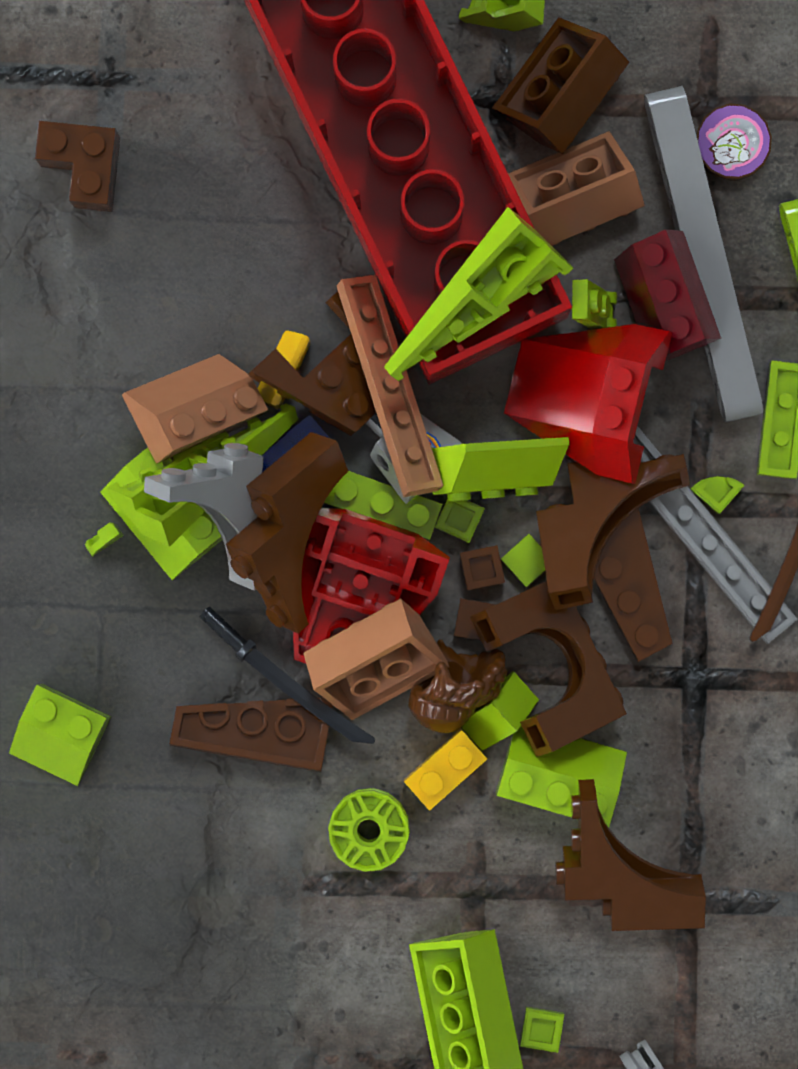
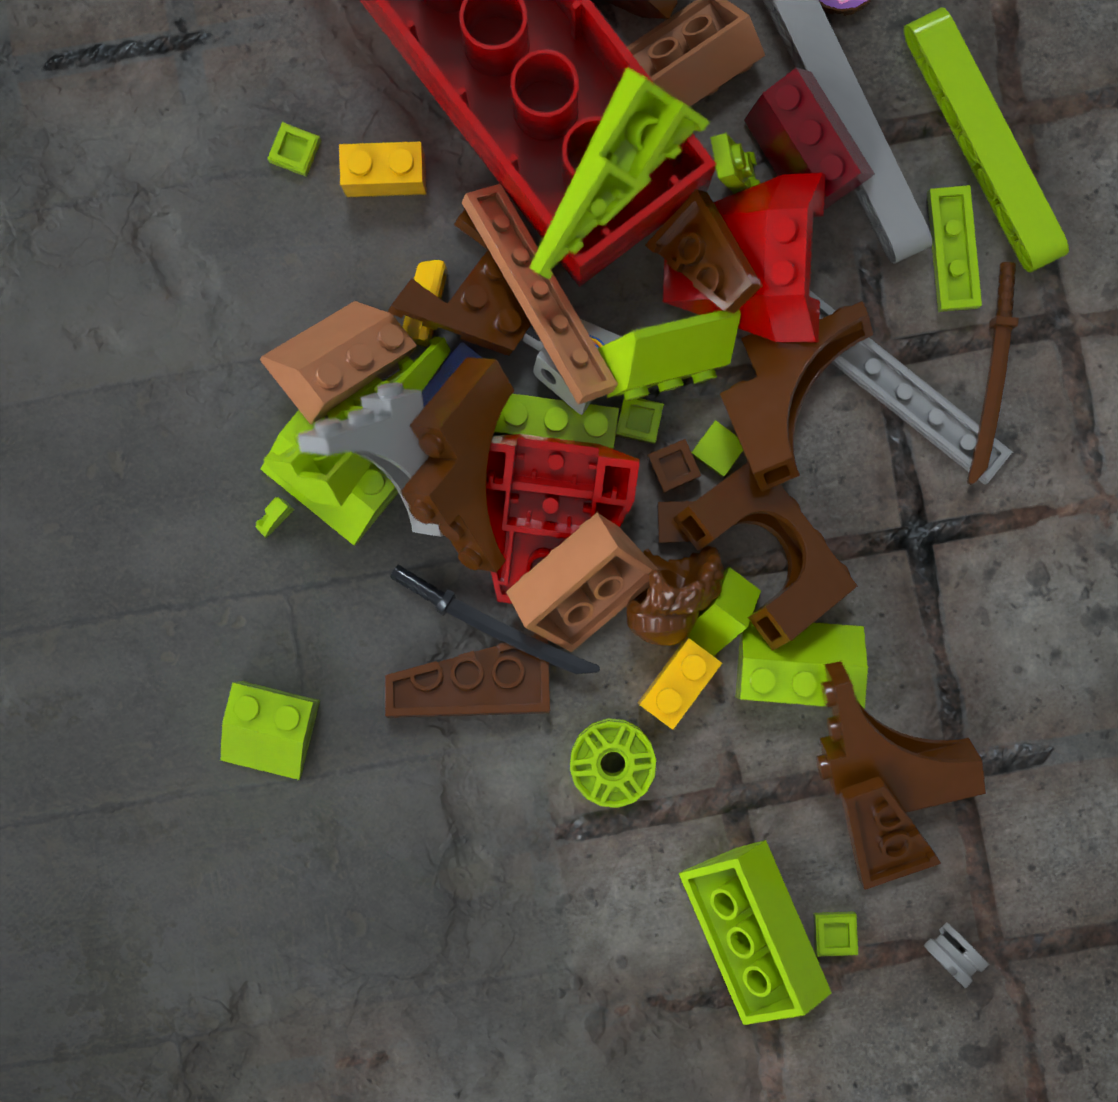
camera: 10 degrees left, 0 degrees up
(90, 155) = (176, 121): reddish brown brick -> none
(191, 201) = (294, 149): none -> lime tile
(270, 238) = (382, 169): none -> yellow brick
(548, 377) = (706, 252): none -> reddish brown wing
(603, 947) = (883, 835): none -> reddish brown wing
(631, 589) = (834, 458): reddish brown wing -> none
(717, 491) = (901, 337): lime tile -> none

